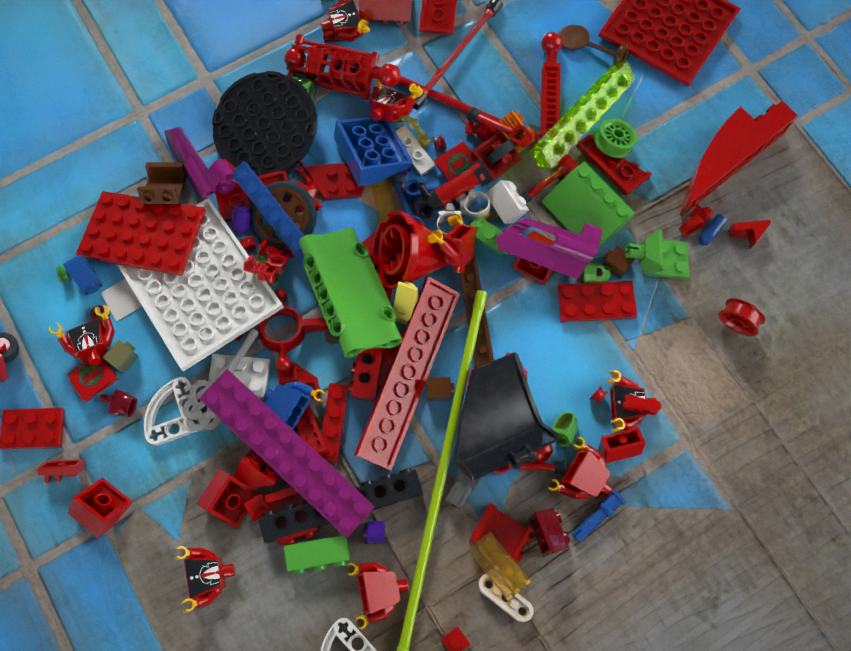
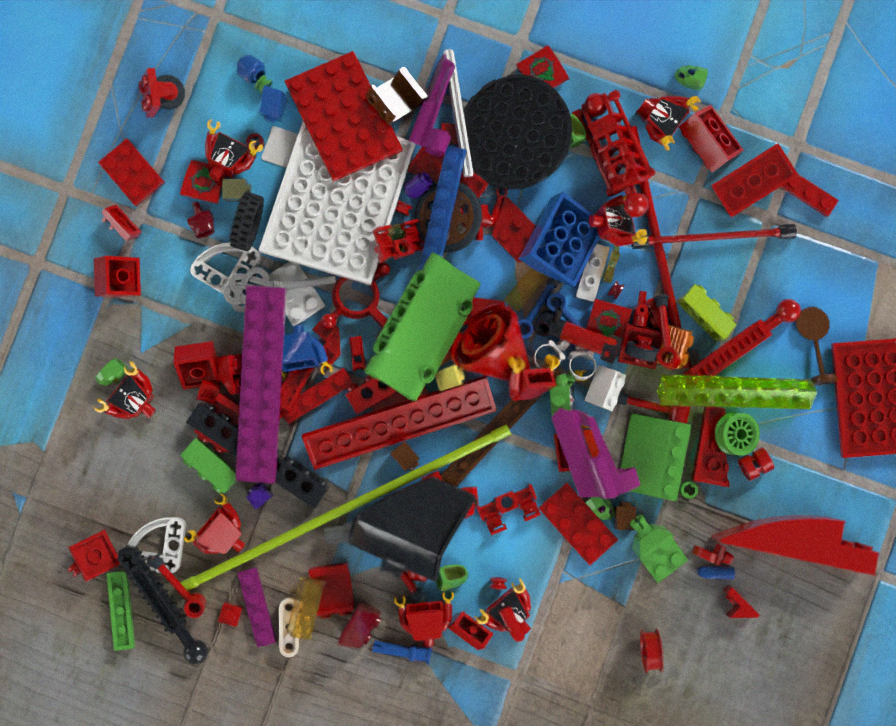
camera: 50 degrees right, 15 degrees up
(43, 273) = (250, 68): none -> blue head
(150, 361) = (246, 221): none -> black tyre
(171, 576) = (111, 373): none -> bright green rock
(220, 154) = (459, 116): none -> white axle
(234, 70) = (544, 66): none -> red slope
(325, 362) = (356, 349): none -> red bar
(467, 612) = (257, 607): none -> magenta plate
(469, 136) = (641, 316): none -> red piece
(508, 96) = (706, 313): none -> lime slope
(543, 328) = (521, 497): none -> red piece
(635, 198) = (691, 484): none -> bright green bush
(649, 142) = (761, 460): none -> red wheel

